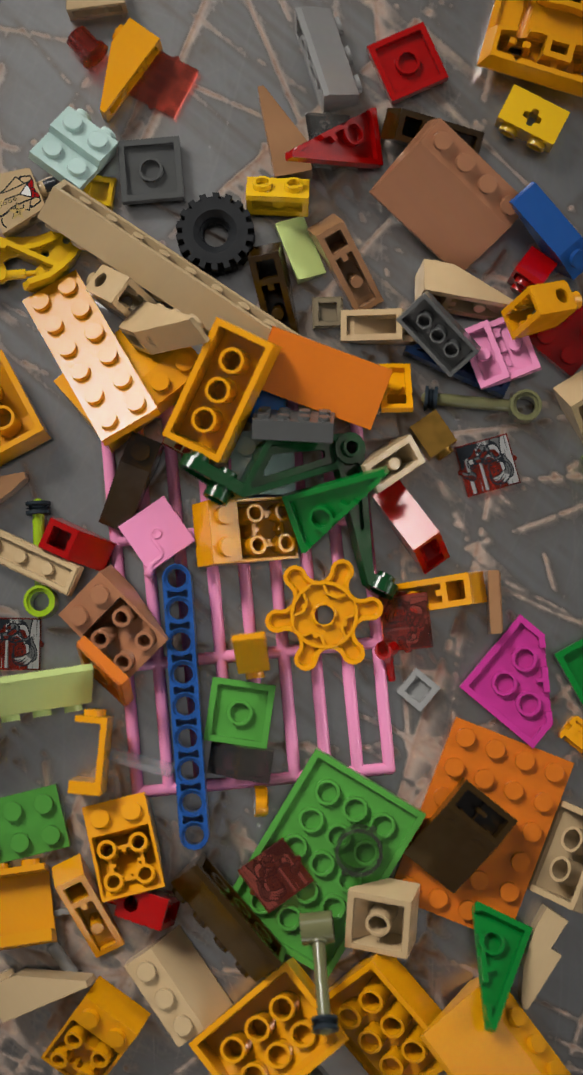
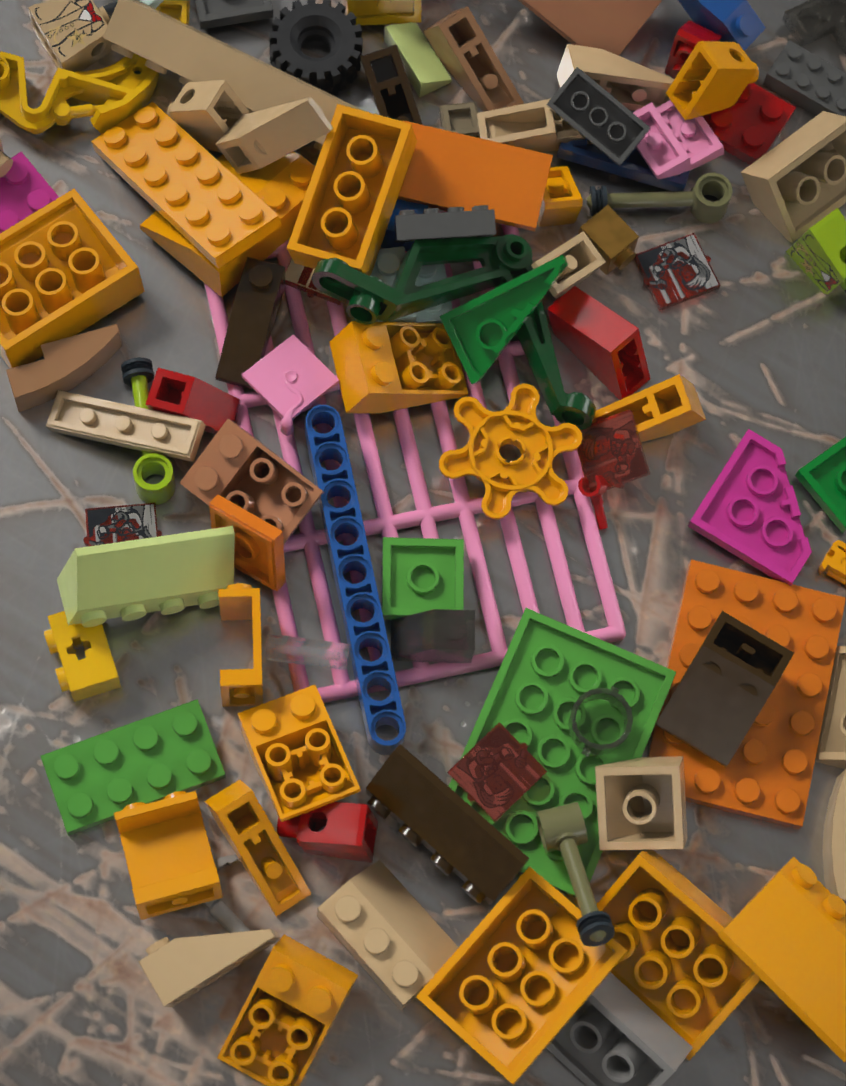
camera: 20 degrees left, 15 degrees down
(251, 654) = (429, 492): light orange slope -> none
(260, 801) = (462, 688): light orange tile -> none
(417, 689) = (637, 535): light grey tile -> none
(494, 602) = (715, 425): medium nougat tile -> none
(499, 950) = (799, 830): green wing -> none

